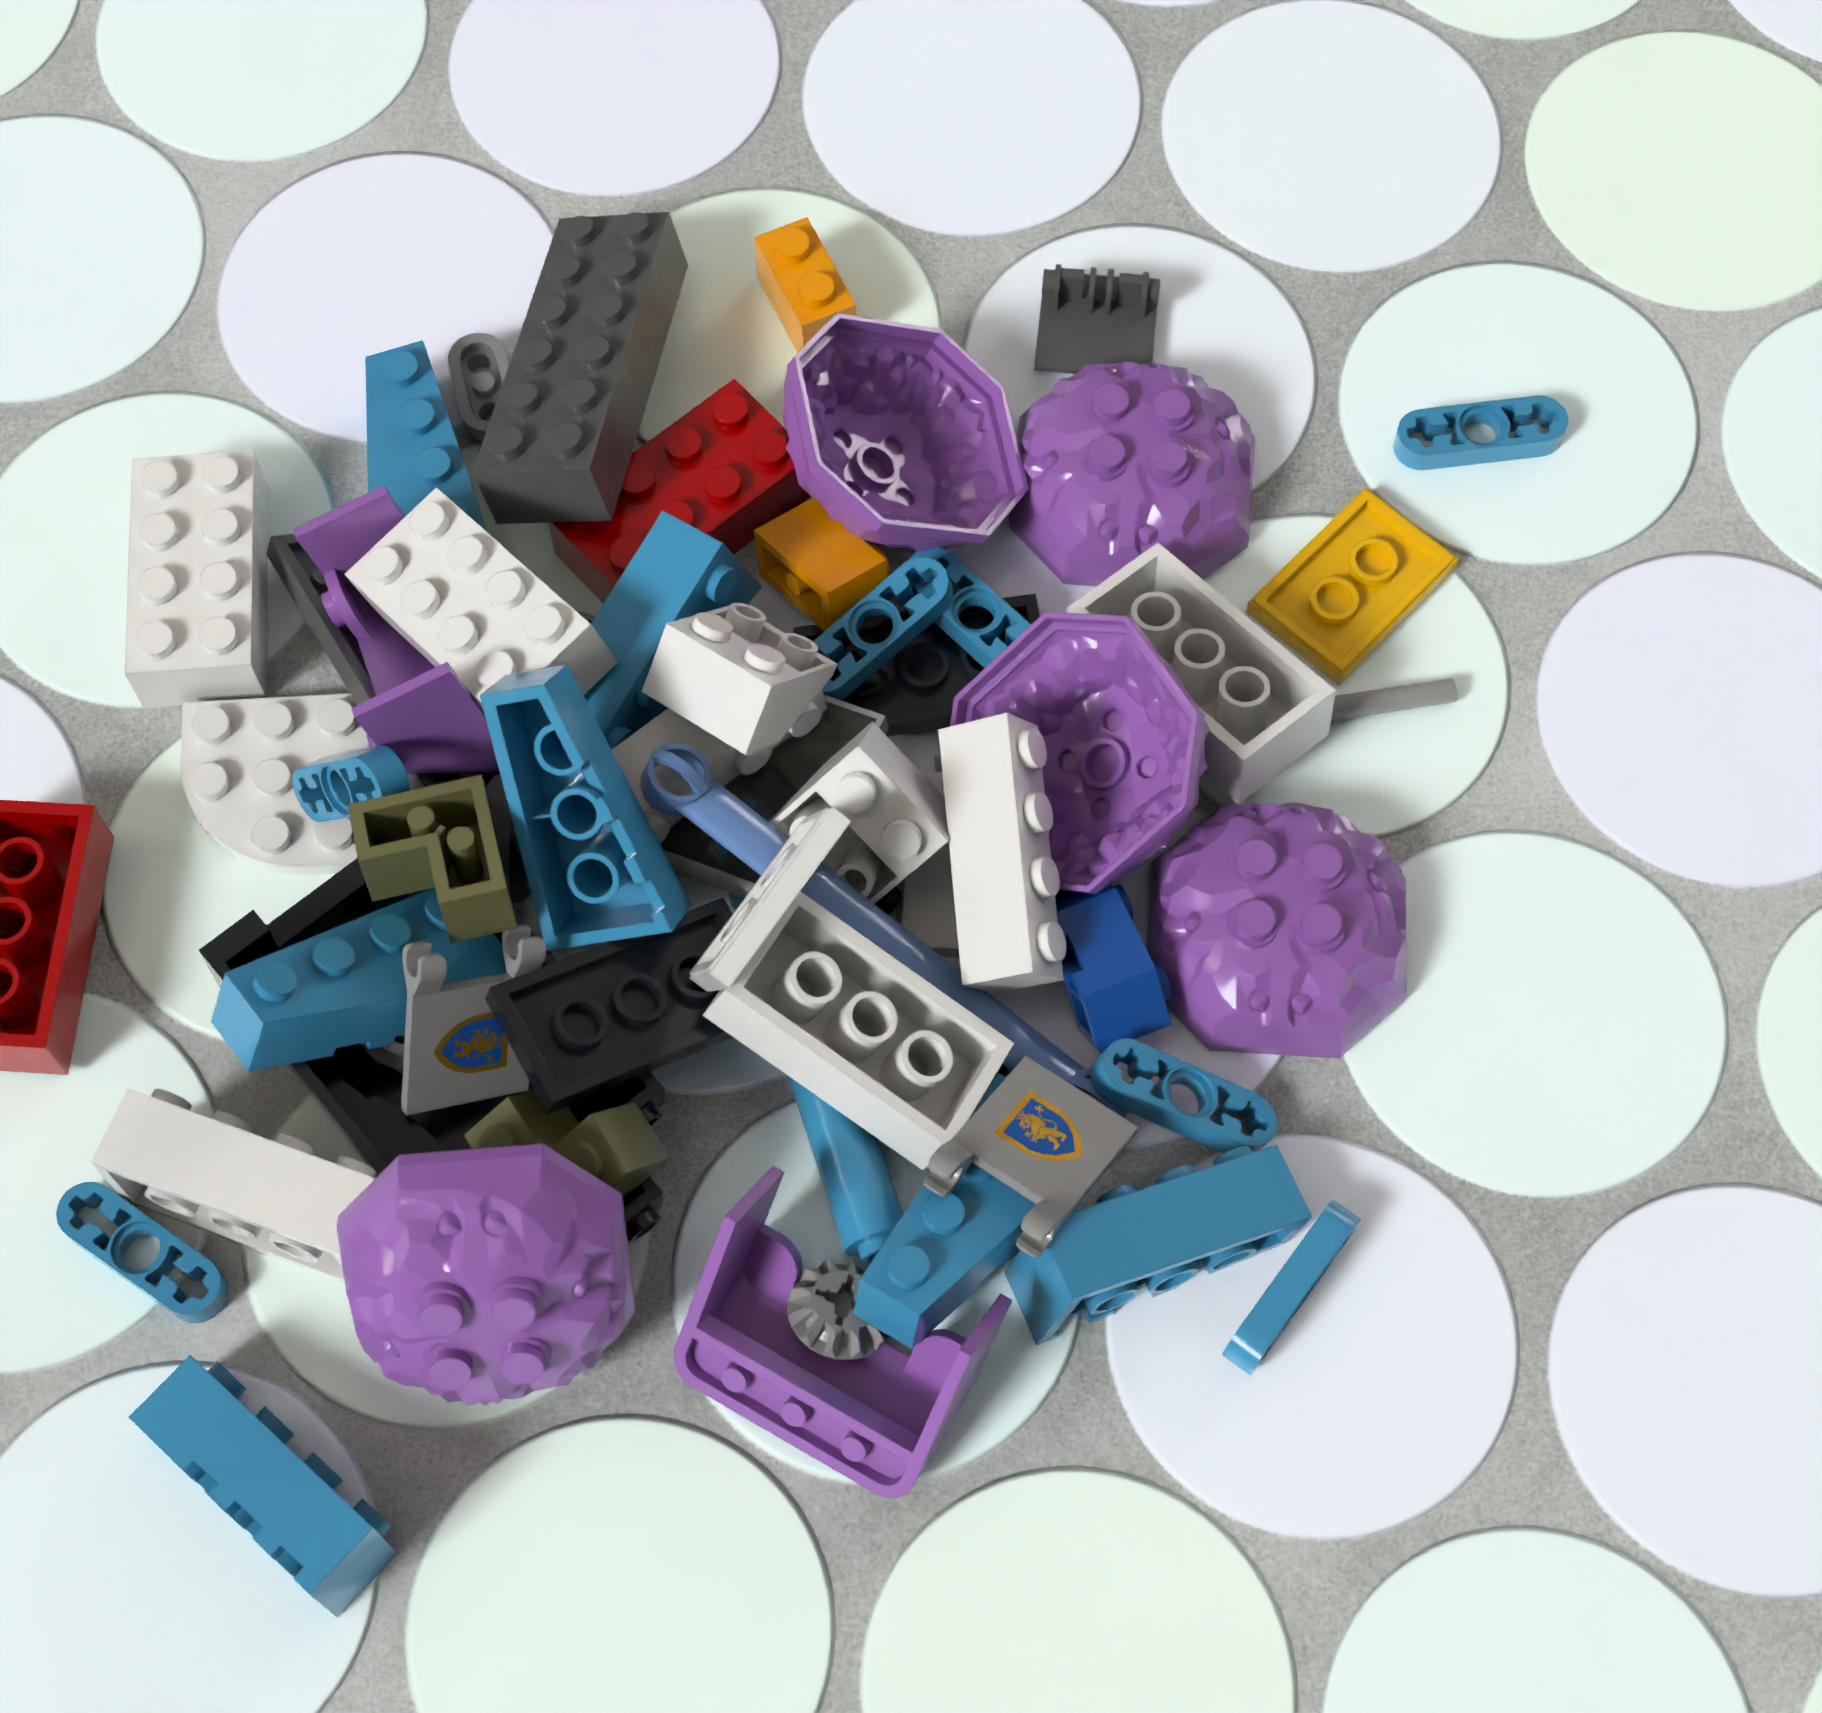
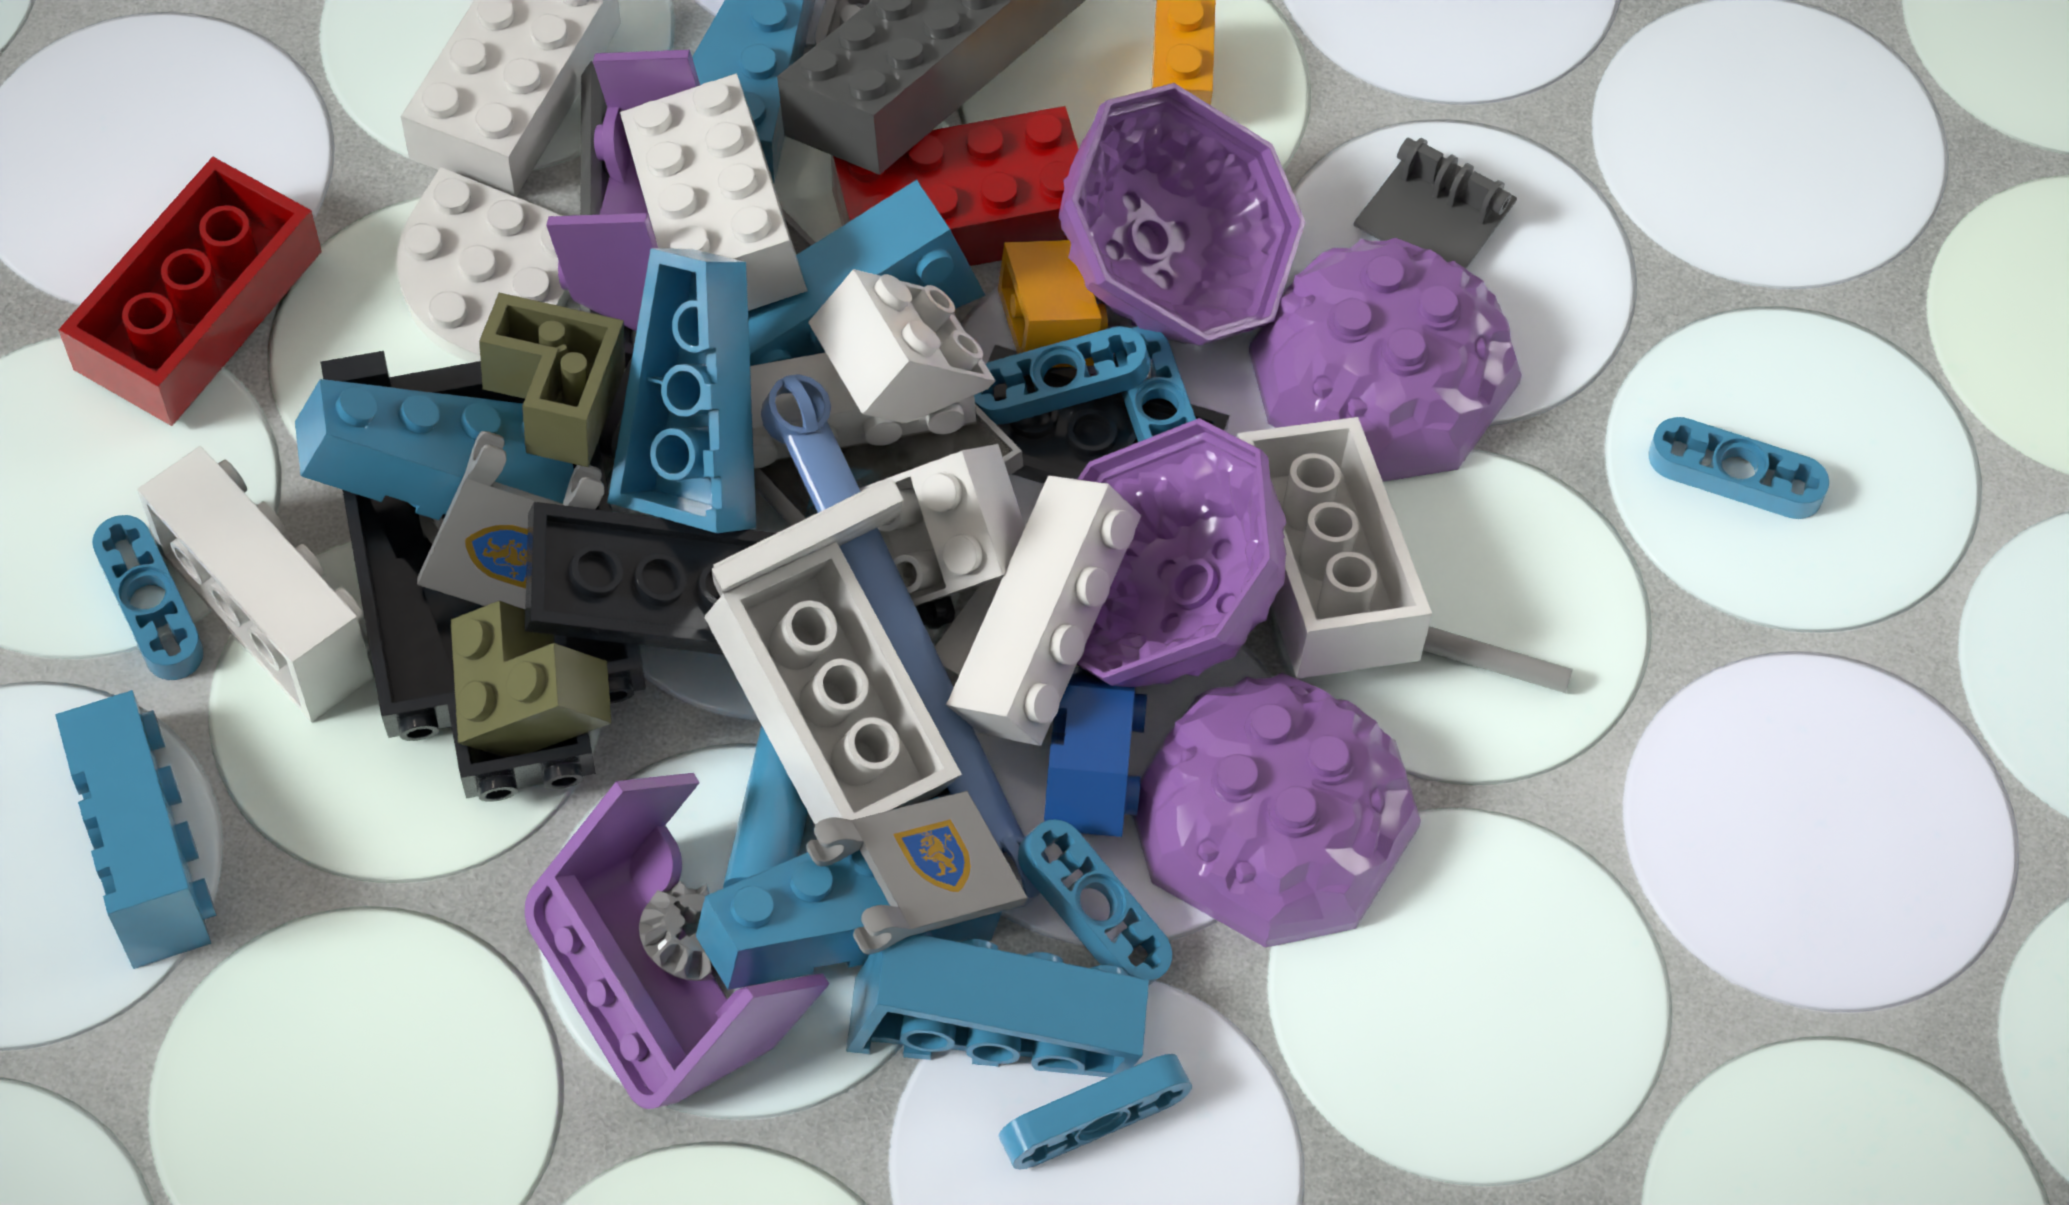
camera: 25 degrees right, 5 degrees down
(348, 778) = (527, 279): dark azure beam -> none
(486, 1271) = (402, 735): medium lavender rock -> none
(1352, 586) = (1532, 547): yellow tile -> none

